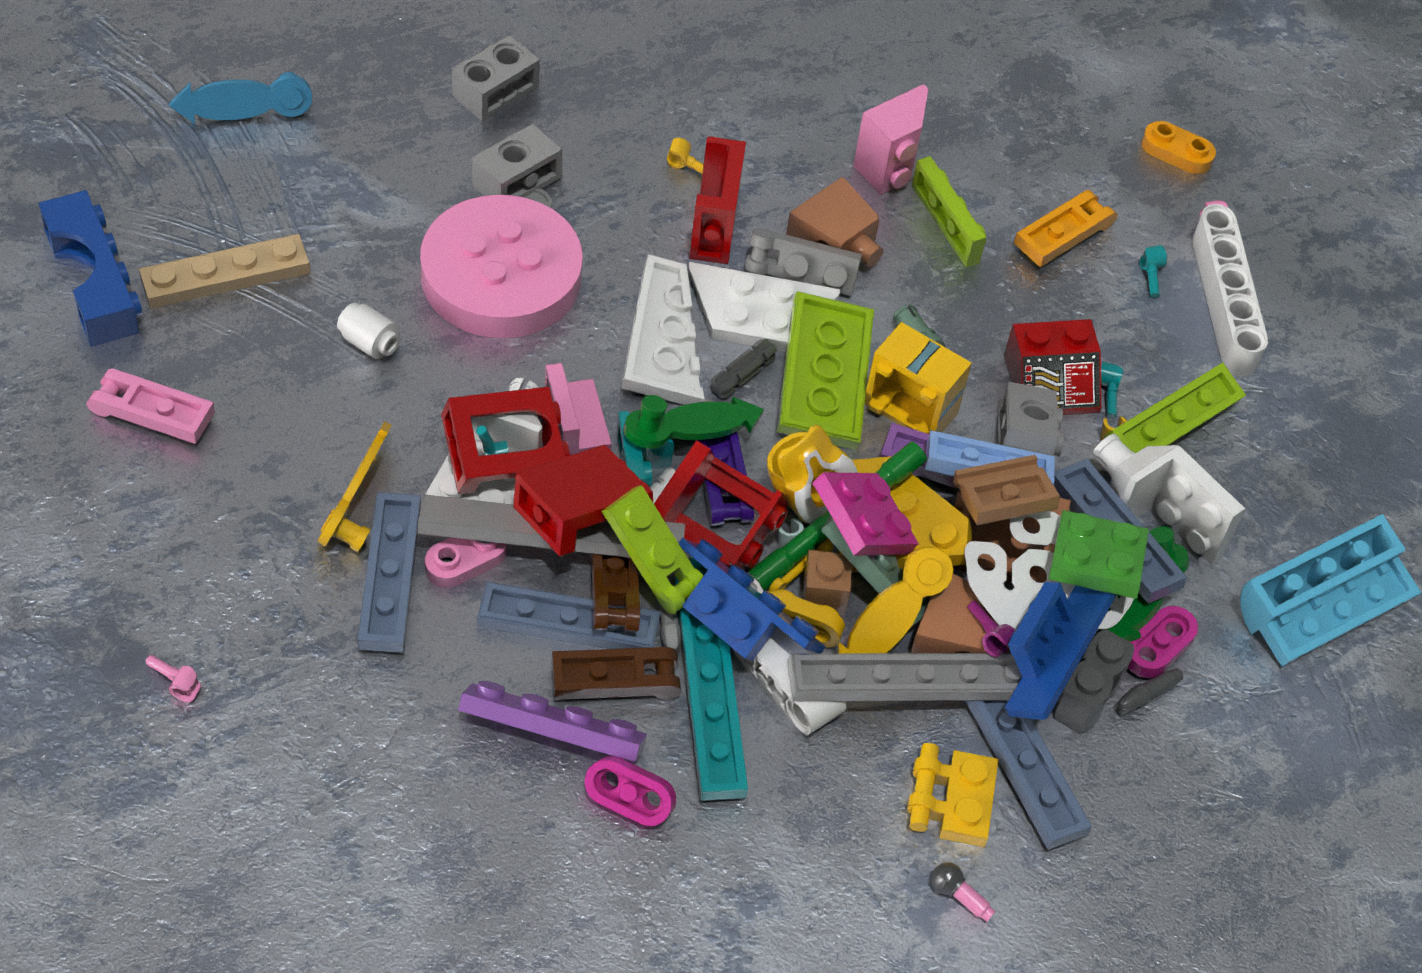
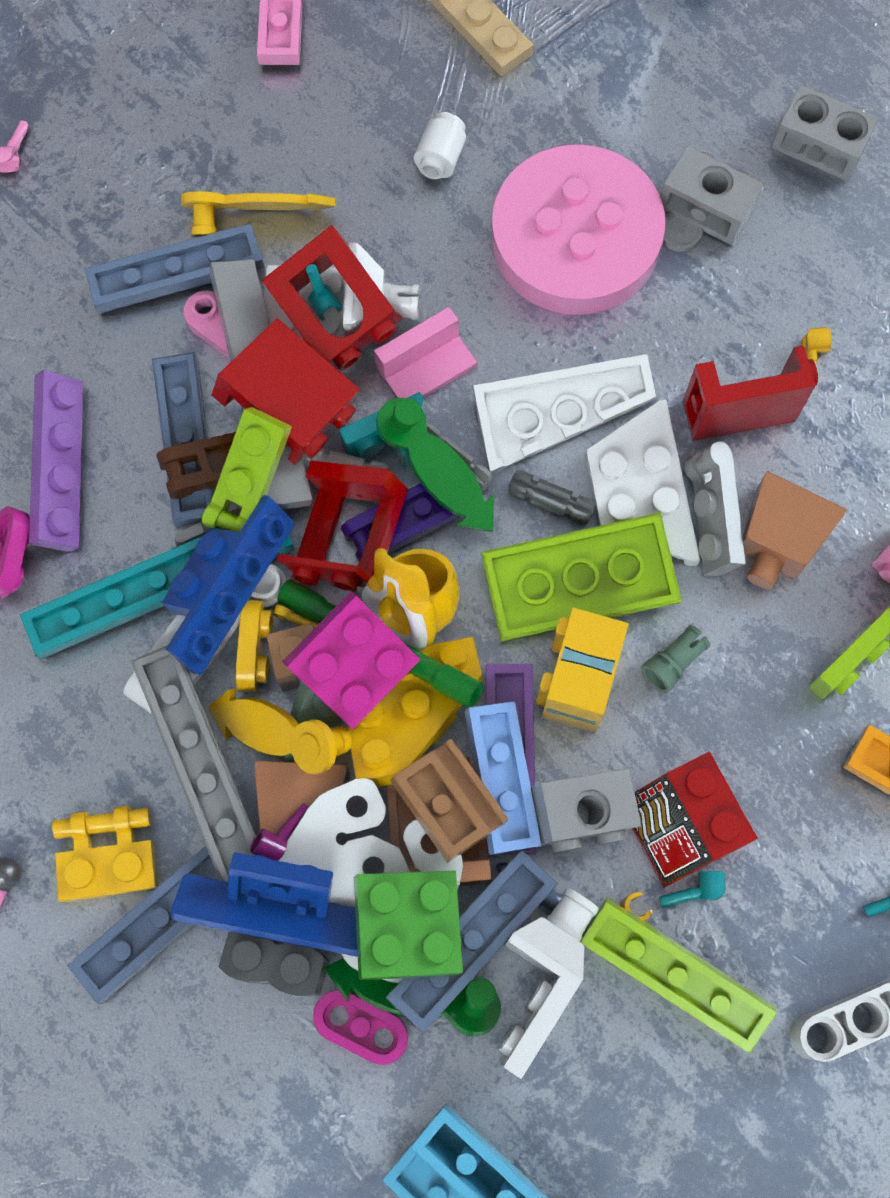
camera: 80 degrees right, 20 degrees up
(615, 673) = (131, 496): reddish brown plate -> none
(1143, 693) = (290, 1022): dark grey piece -> none

